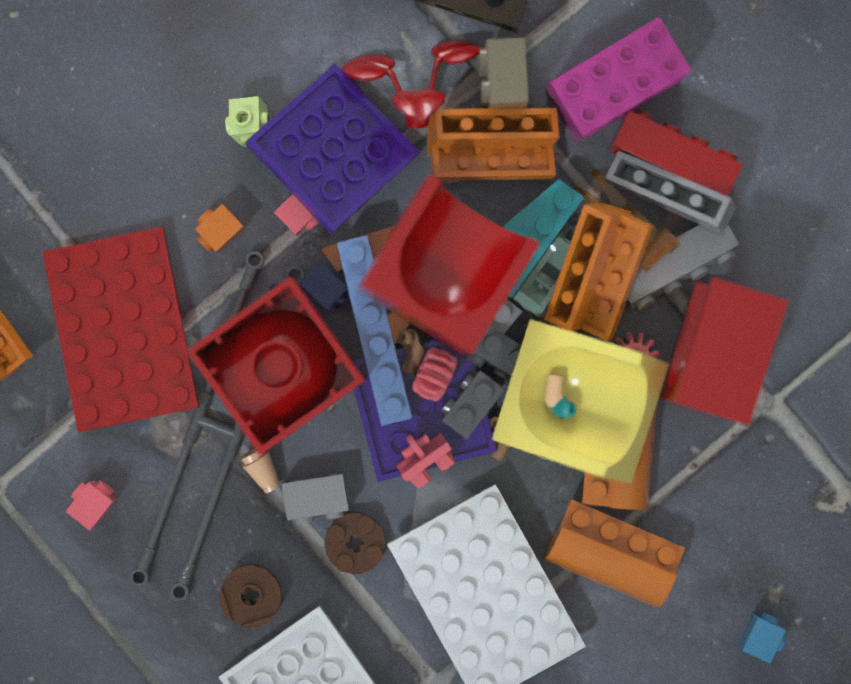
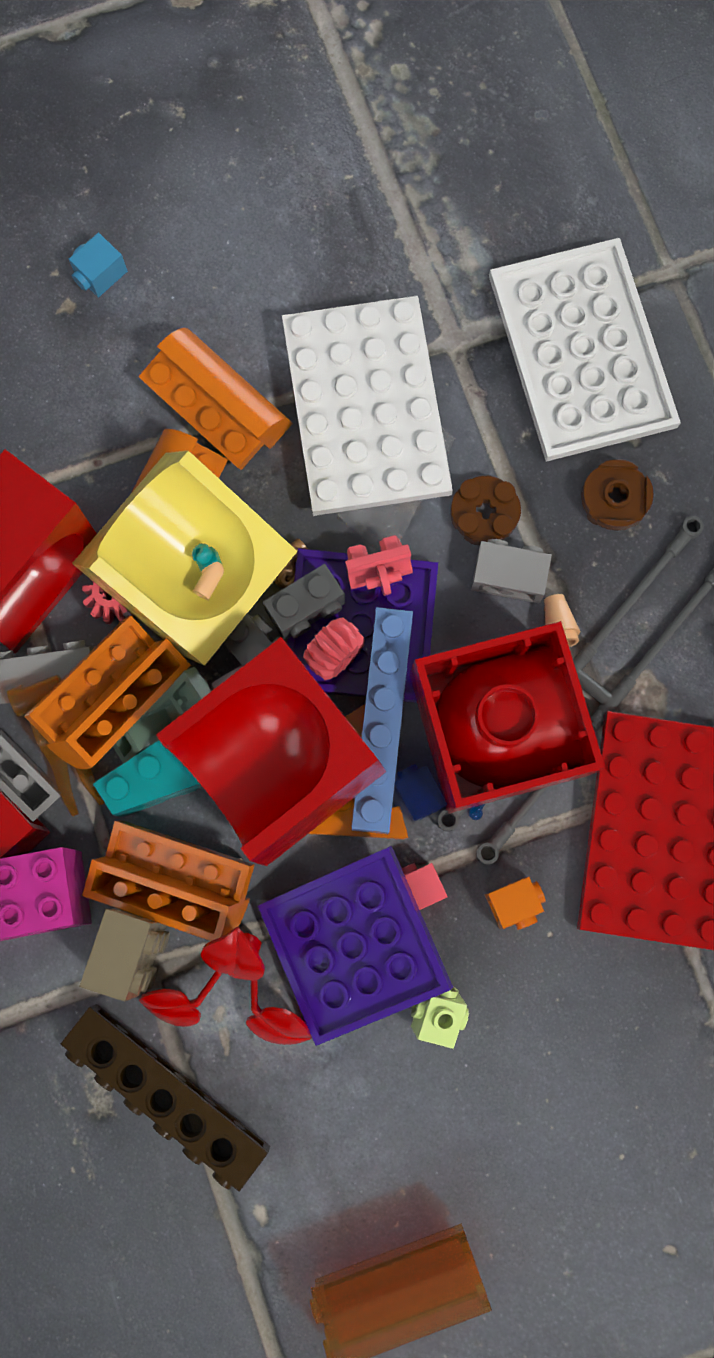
camera: 165 degrees left, 10 degrees down
(414, 349) = (346, 688): medium nougat arm -> none

